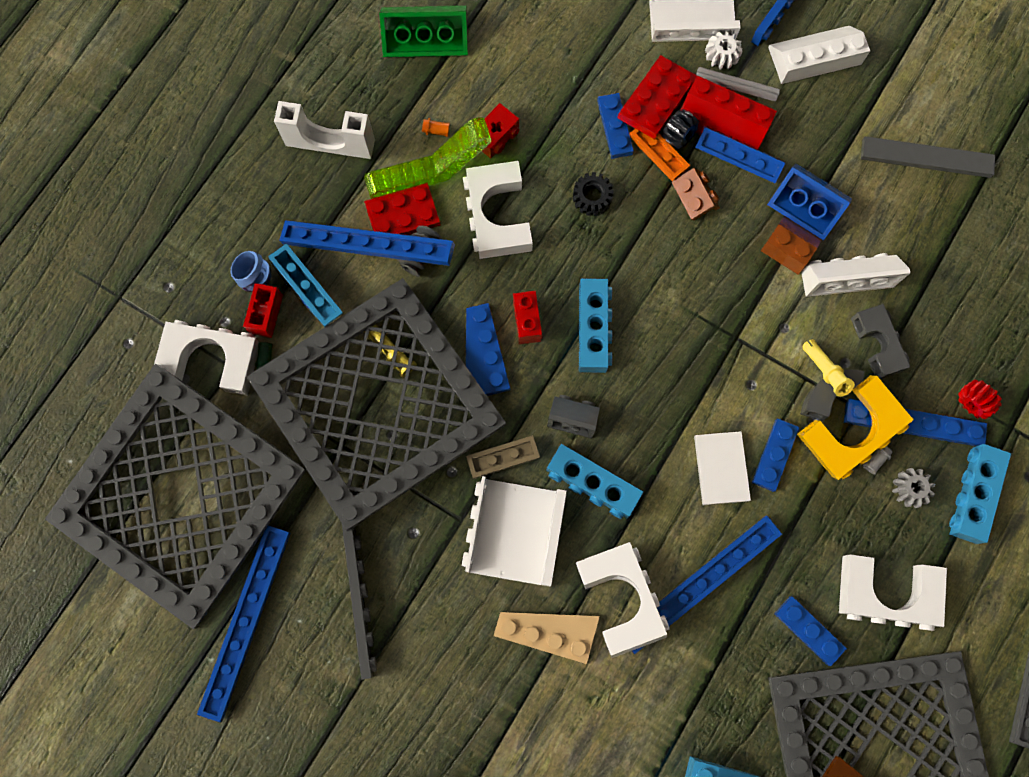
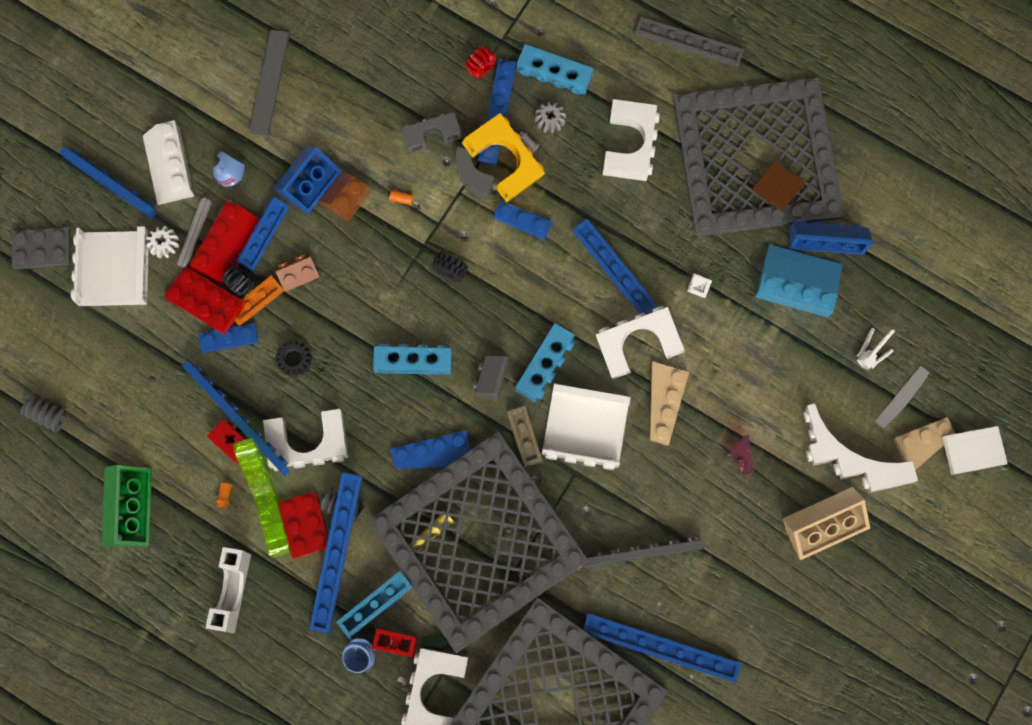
camera: 90 degrees left, 0 degrees up
(486, 732) = (743, 451): none -> clear pink slope
(515, 135) = (242, 422): none -> blue plate
(527, 317) = (405, 415): red brick -> none
(701, 680) = (699, 285): none -> white tile
(709, 364) = (449, 267): none -> black tyre
(722, 468) = (533, 262): white tile -> none
(795, 308) = (401, 197): none -> orange pin
(810, 631) = (660, 203): blue plate -> none
(815, 113) = (228, 171): none -> medium blue helmet
(832, 373) = (460, 170): light yellow pin -> none
(853, 275) = (374, 149): white slope -> none

